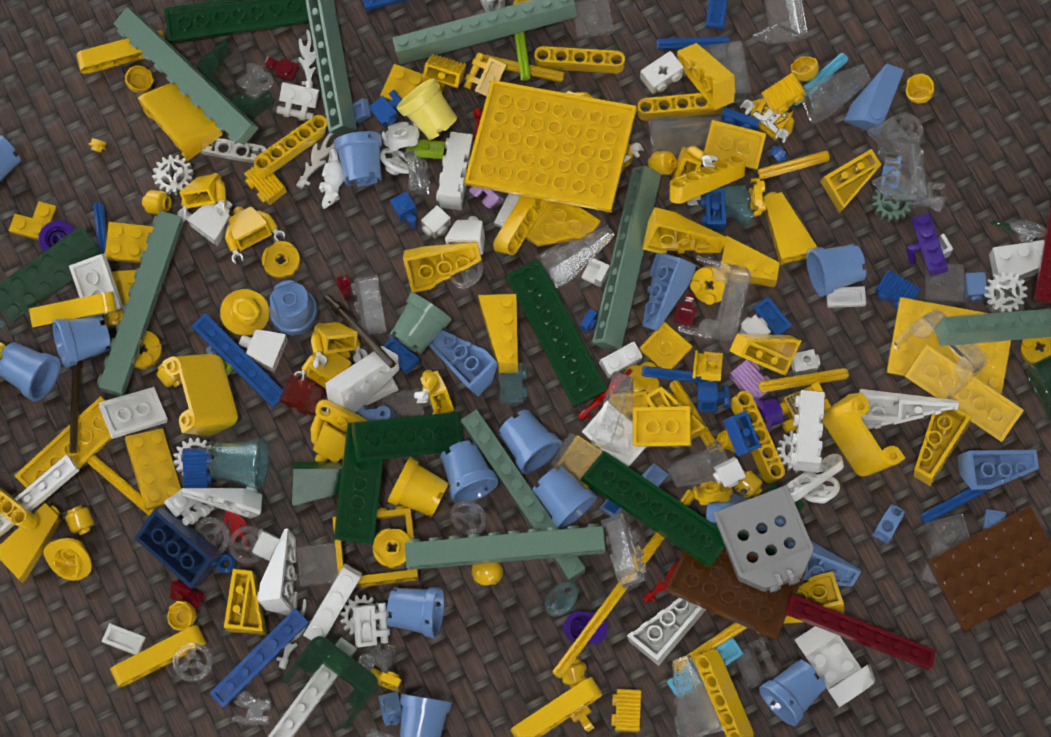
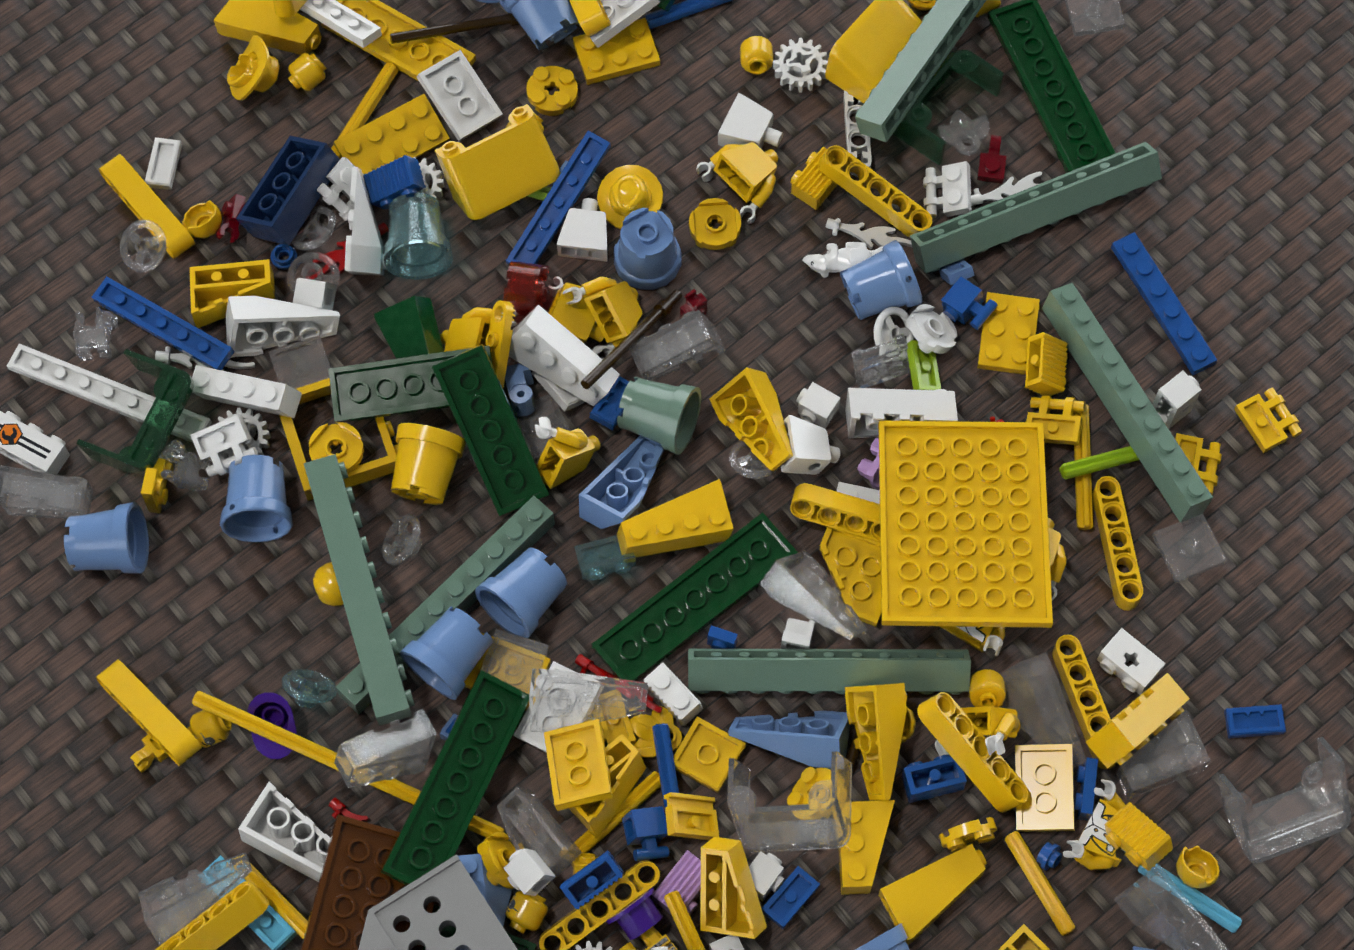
camera: 75 degrees right, 5 degrees down
(126, 241) = (693, 44): yellow plate -> none
(141, 304) = (607, 66): sand green brick -> none
(202, 192) = (780, 104): yellow torso -> none
(390, 708) = (122, 495): medium blue bracket -> none
(405, 209) = (826, 359): blue brick -> none
(428, 109) = (975, 350): light yellow piece -> none
(467, 472) = (460, 521): medium blue piece -> none
(627, 710) = (168, 808): yellow brick -> none
(655, 475) = (510, 775): medium blue bracket -> none
(680, 43) = (1195, 703): blue axle -> none
(685, 312) = (766, 771): dark red plate -> none
(737, 204) = (954, 808): clear light blue slope -> none

